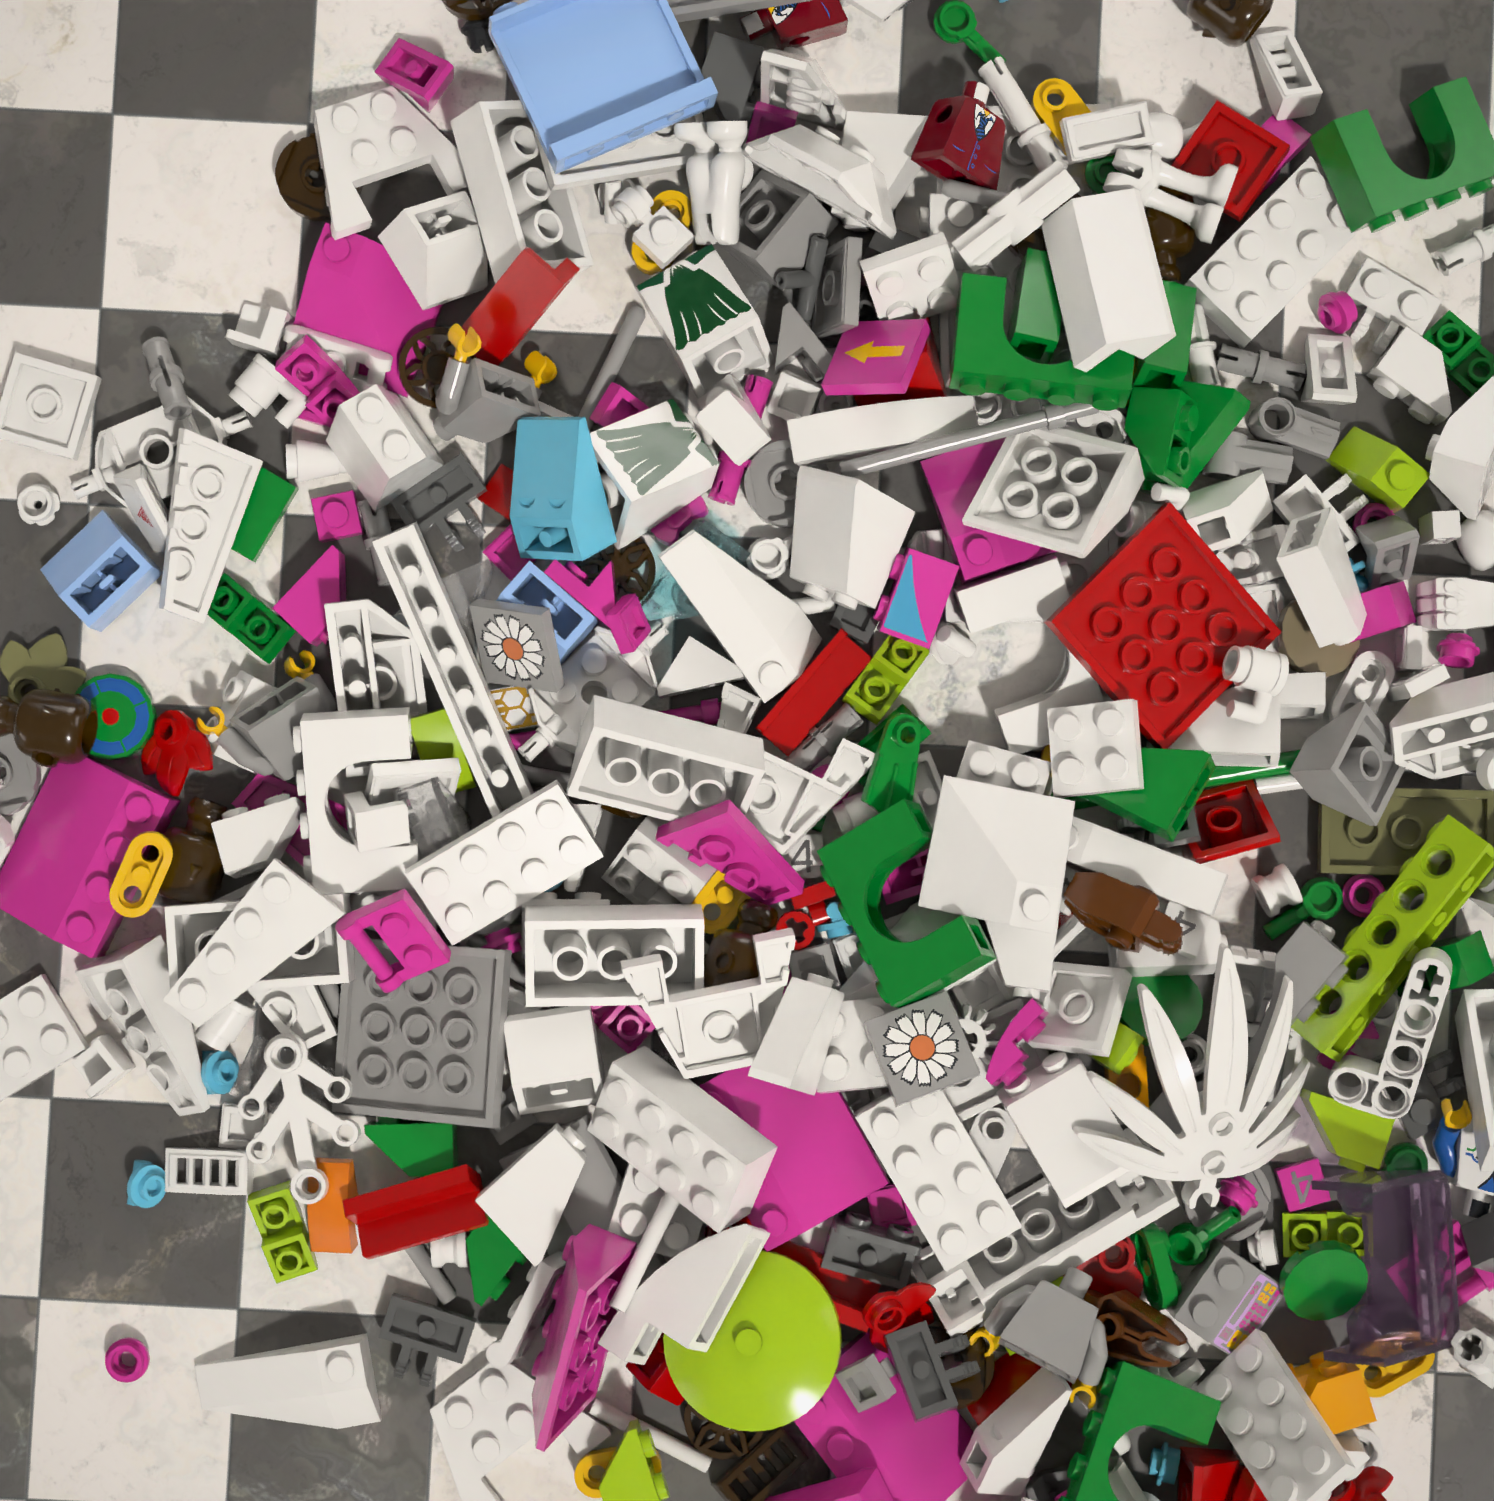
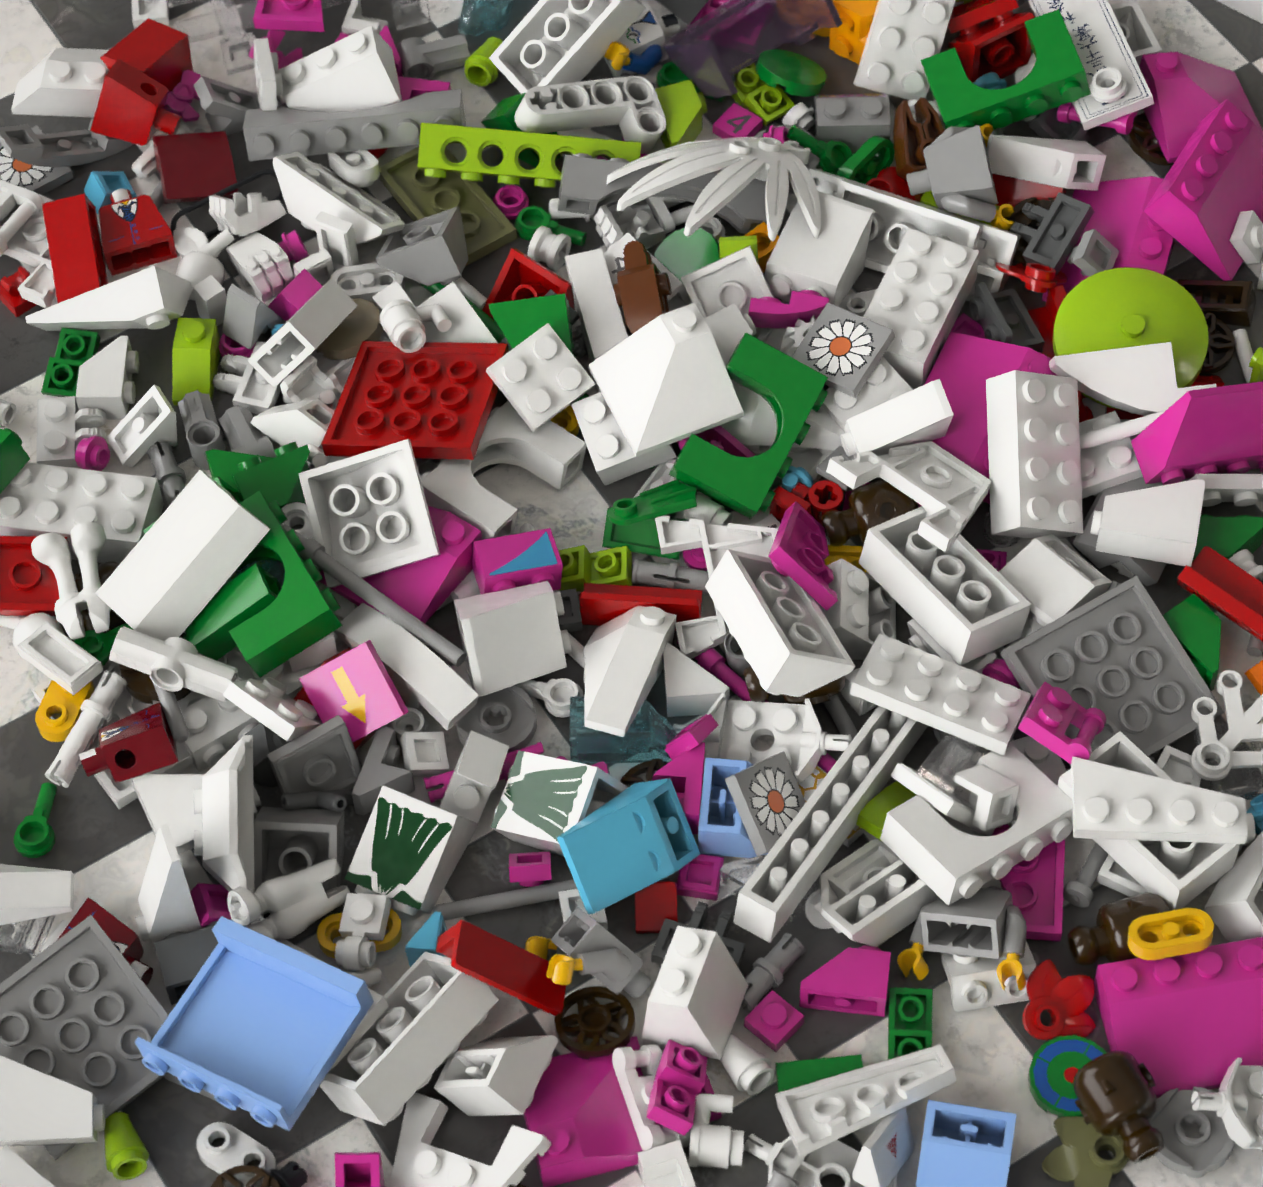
camera: 125 degrees left, 30 degrees down
(256, 837) = (1069, 882): white slope -> none
(604, 281) = (426, 938): none -> medium azure slope

